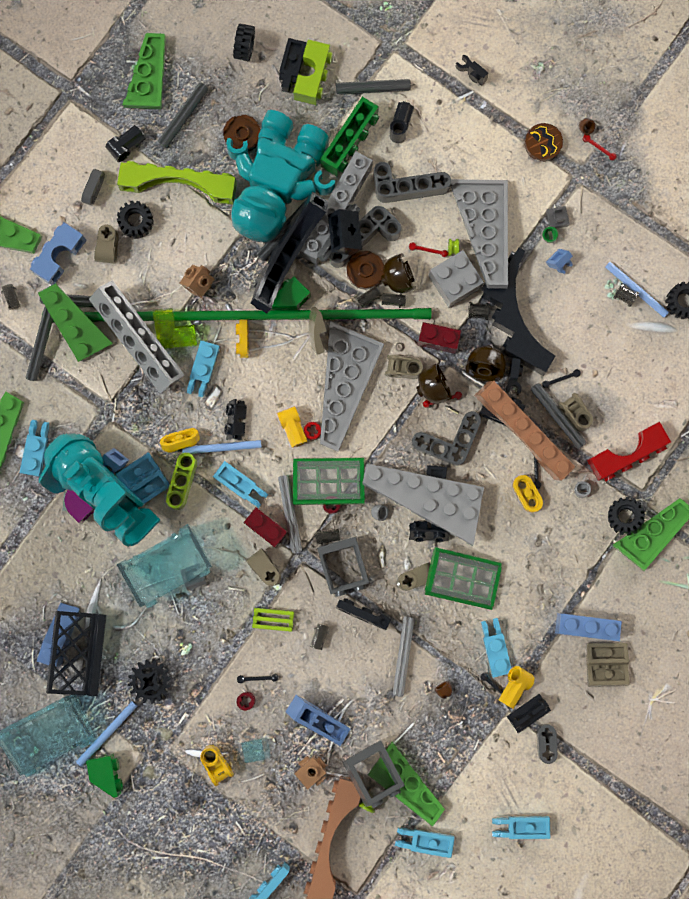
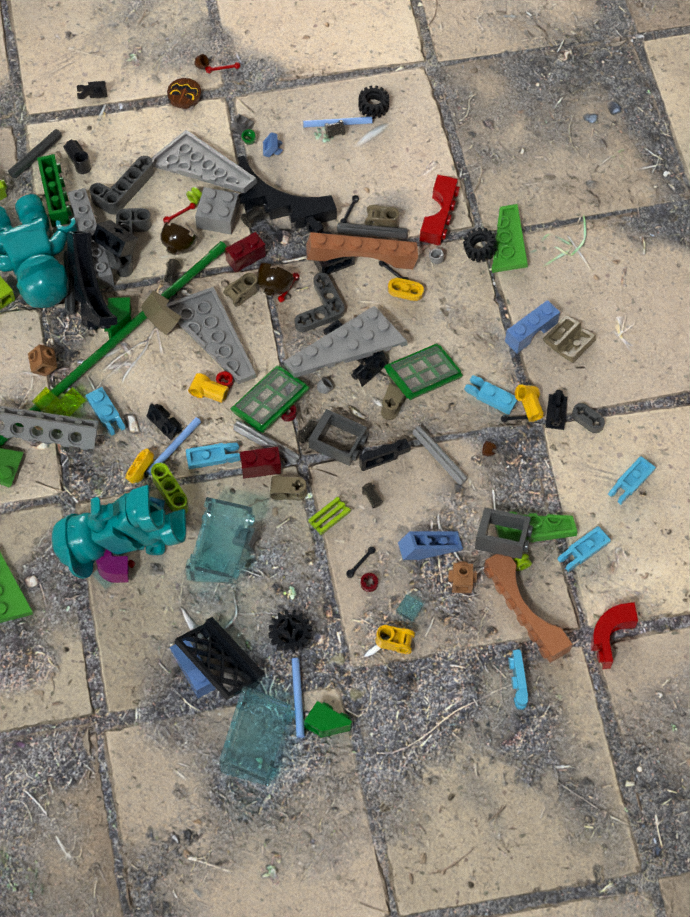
camera: 50 degrees left, 20 degrees down
(34, 450) = (41, 569): medium azure hinge -> none
(243, 331) = (118, 371): yellow plate -> none
(365, 270) = (150, 259): reddish brown tile -> none
(394, 299) = (190, 258): clear smoke pin -> none
(486, 363) = (292, 239): dark brown cylinder -> none

